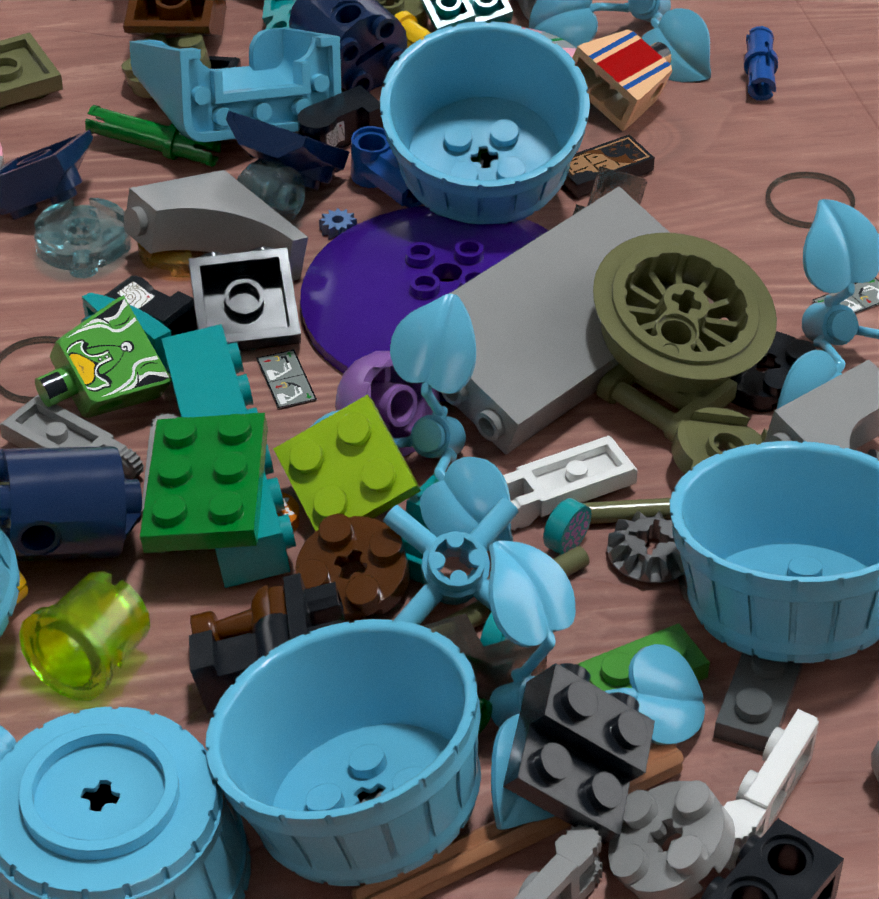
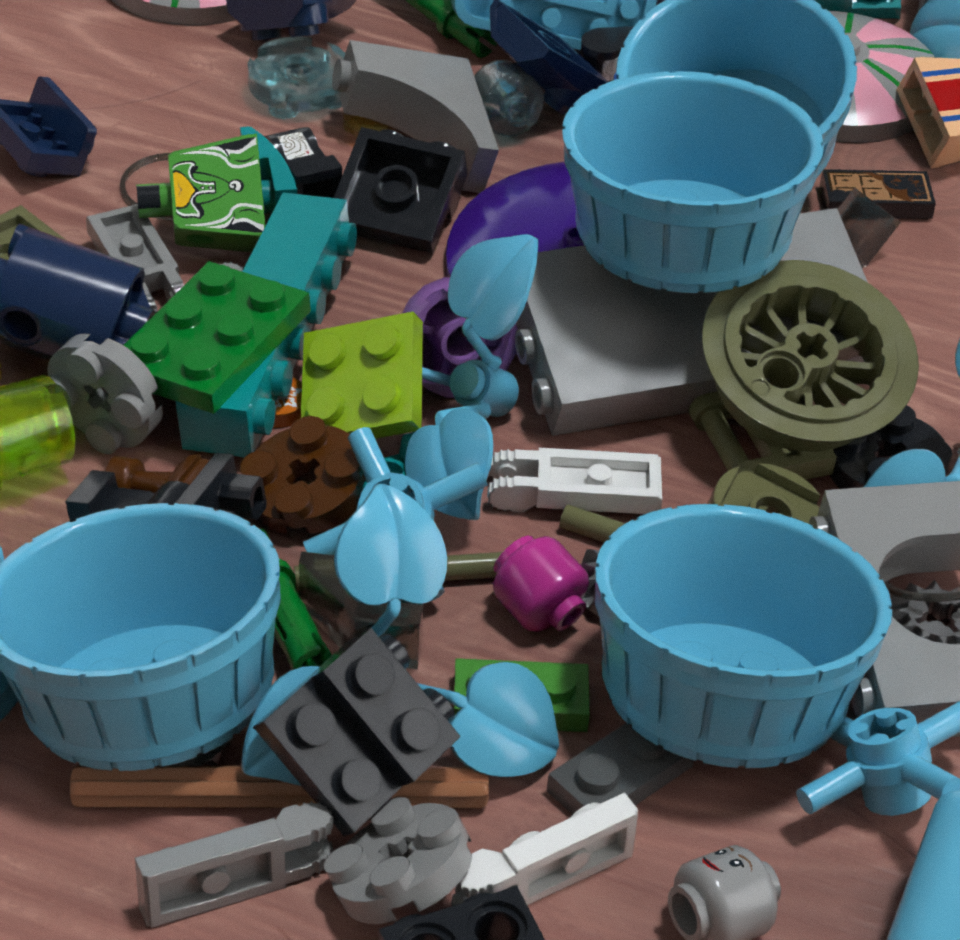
camera: 25 degrees right, 0 degrees up
(156, 541) = (113, 419): none -> light grey plate
(286, 378) = (393, 280): light grey sticker -> none
(336, 222) = (551, 151): medium blue piece -> none
(530, 201) = (688, 178): none -> medium azure piece
(567, 526) = (550, 517): teal tile -> none
(603, 574) = (540, 583): none -> dark pink head

